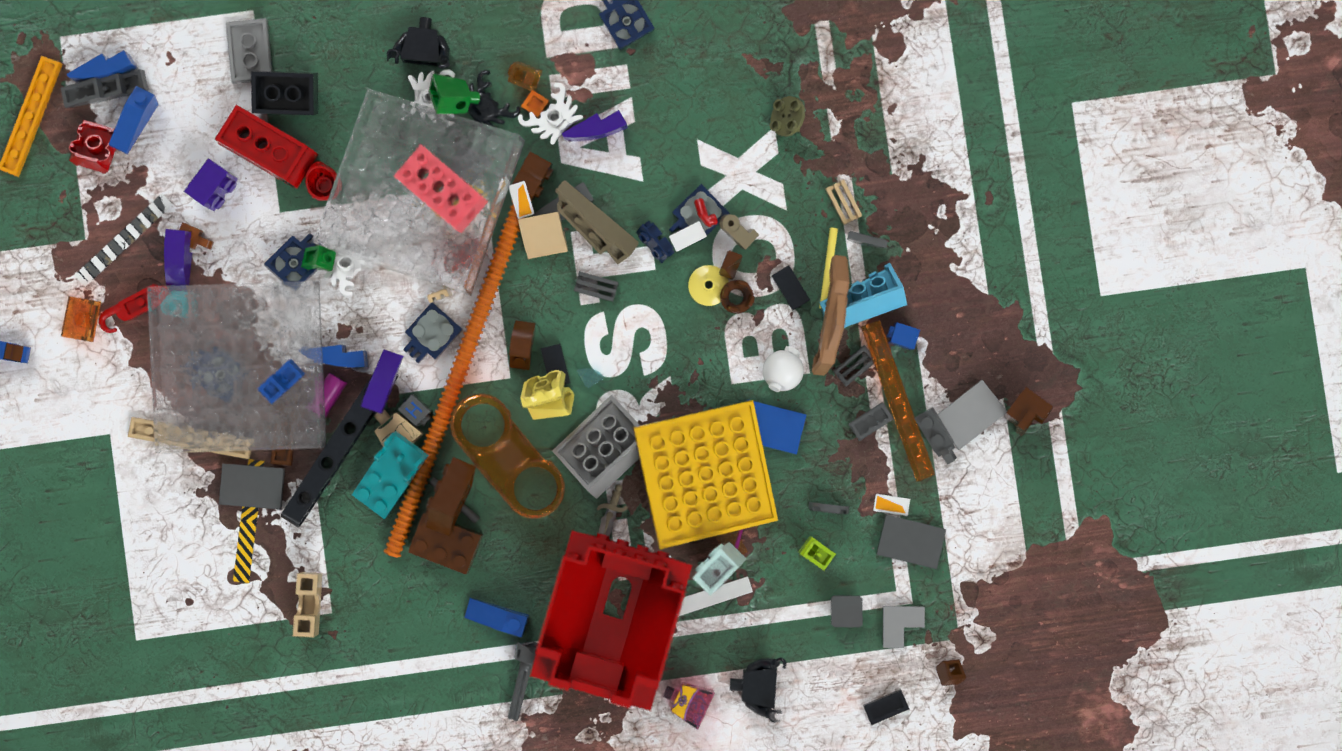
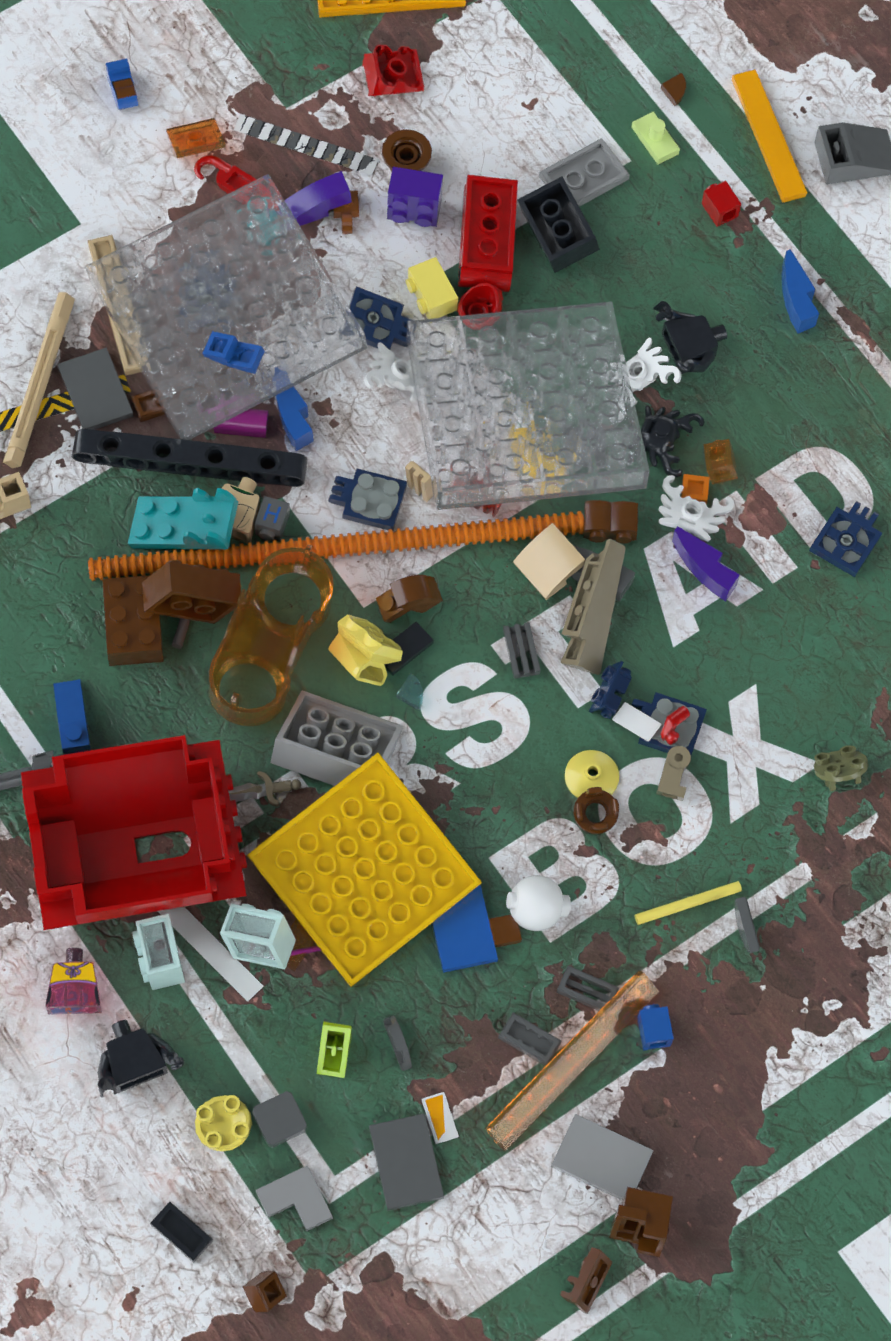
camera: 55 degrees right, 20 degrees down
(102, 66) = (483, 43): blue slope -> none
(103, 89) = (461, 55): dark grey slope -> none
(133, 119) = (446, 93): blue slope -> none
(170, 172) = (407, 150): none -> reddish brown piece
(224, 522) = (39, 380): none -> tan piece
(291, 209) = (432, 289): none -> light yellow brick
(318, 257) = (394, 338): green bracket -> none
(382, 381) = (286, 462): dark purple slope -> none
(427, 189) = (541, 443): coral brick -> none
(451, 95) = (653, 387): green torso -> none
(521, 199) = (577, 518): sticker -> none
(697, 638) = (160, 953): none -> light aqua piece
(730, 264) = (630, 784): reddish brown slope -> none
(788, 400) = (505, 930): none -> reddish brown tile
(790, 287) = (640, 869): black tile -> none
(829, 647) = (223, 1123): none -> light yellow dish
(834, 316) = (642, 915): medium nougat helmet -> none
(836, 186) = (789, 864): tan tile -> none
(873, 296) = (671, 958): medium azure wedge -> none
(936, 434) = (555, 1127): dark grey hinge -> none
(1047, 467) = (591, 1277): none -> reddish brown plate

